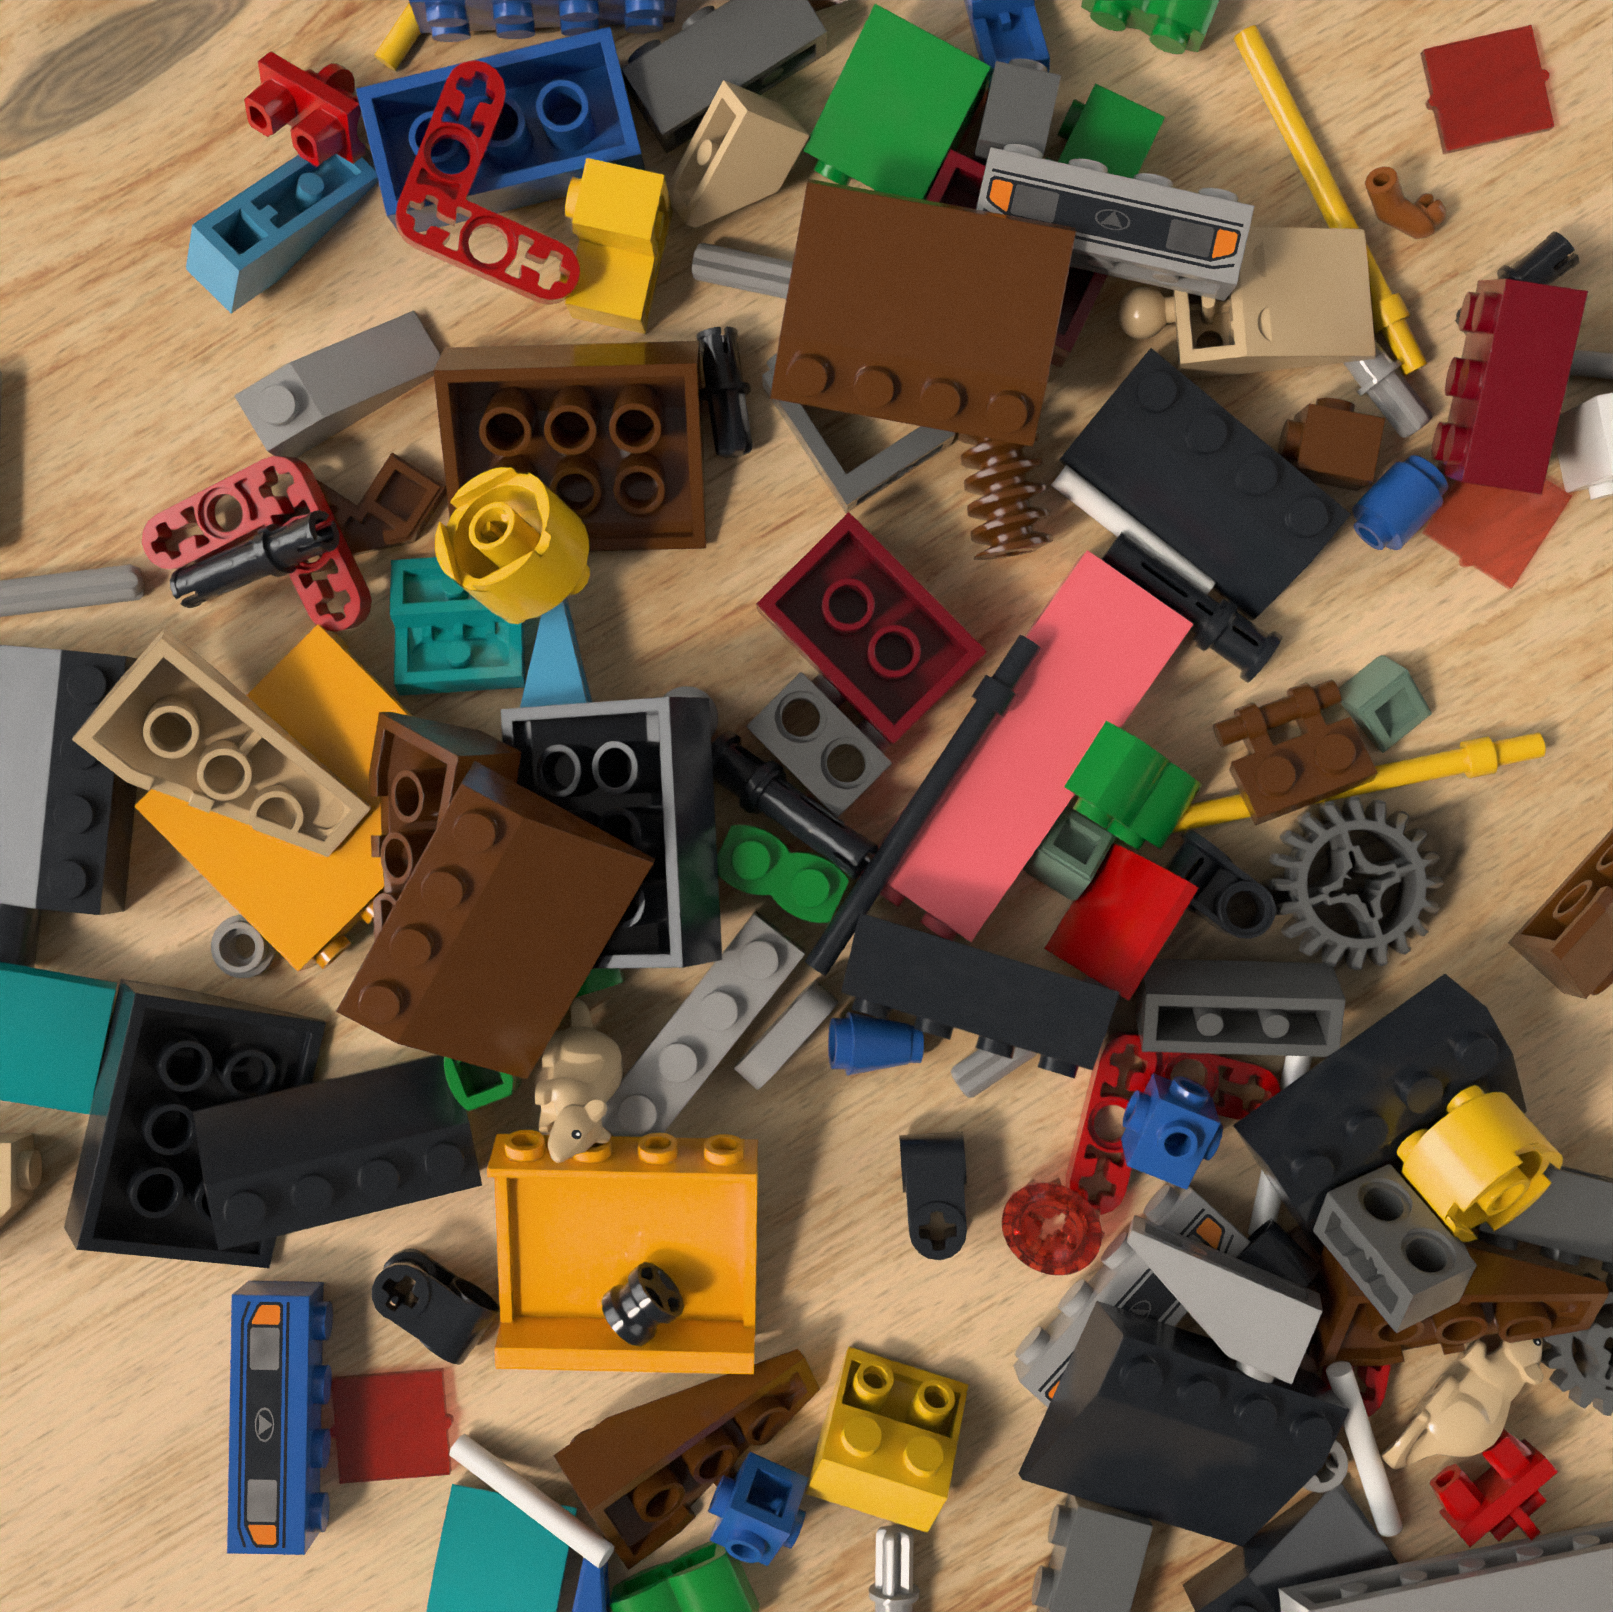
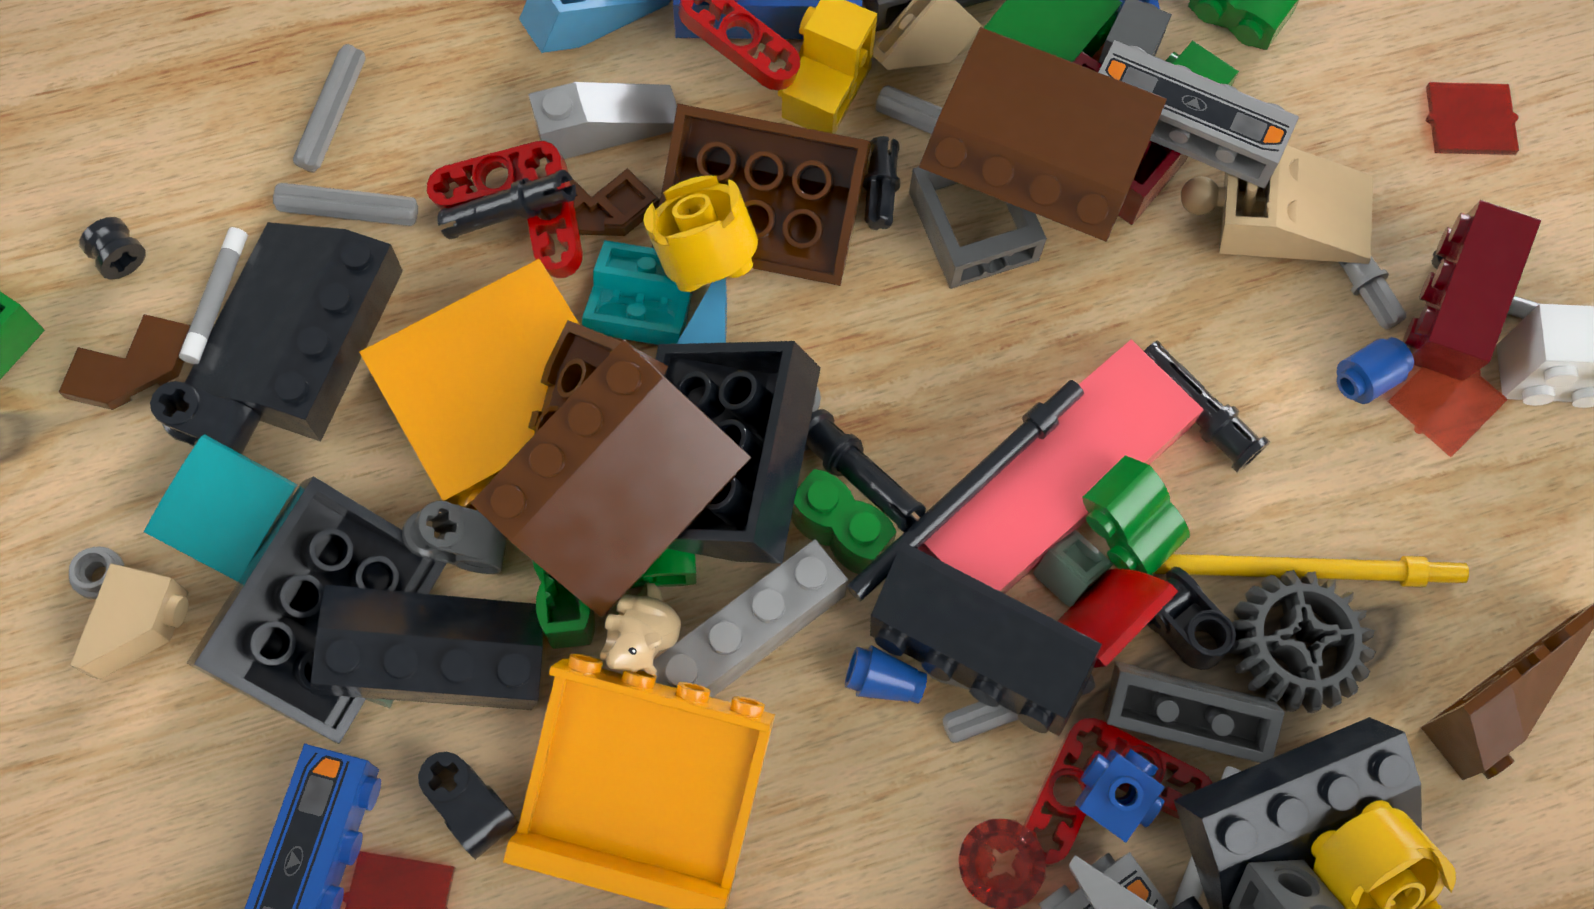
camera: 10 degrees right, 20 degrees down
(203, 741) = (430, 309): tan wedge -> none
(226, 955) = (394, 475): light grey plate -> none
(323, 996) = (464, 537): none -> dark grey piece
(642, 1304) = (642, 835): black wheel -> none
(786, 1034) = (815, 652): light grey beam -> none
(809, 754) = (886, 440): dark grey brick -> none
(870, 628) = (953, 360): dark red brick -> none
(935, 1182) = (911, 803): black piece -> none
(1004, 498) = (1074, 288): reddish brown piece -> none
(1118, 520) = (1152, 332): white bar -> none
(1205, 484) = (1227, 321): black slope -> none
(1302, 769) = (1267, 544): reddish brown plate -> none
(1333, 443) = (1327, 318): reddish brown brick -> none
(1384, 702) = (1343, 515): sand green slope -> none
(1388, 309) = (1382, 237): yellow bar -> none
(1397, 211) = (1397, 177): dark orange arm -> none

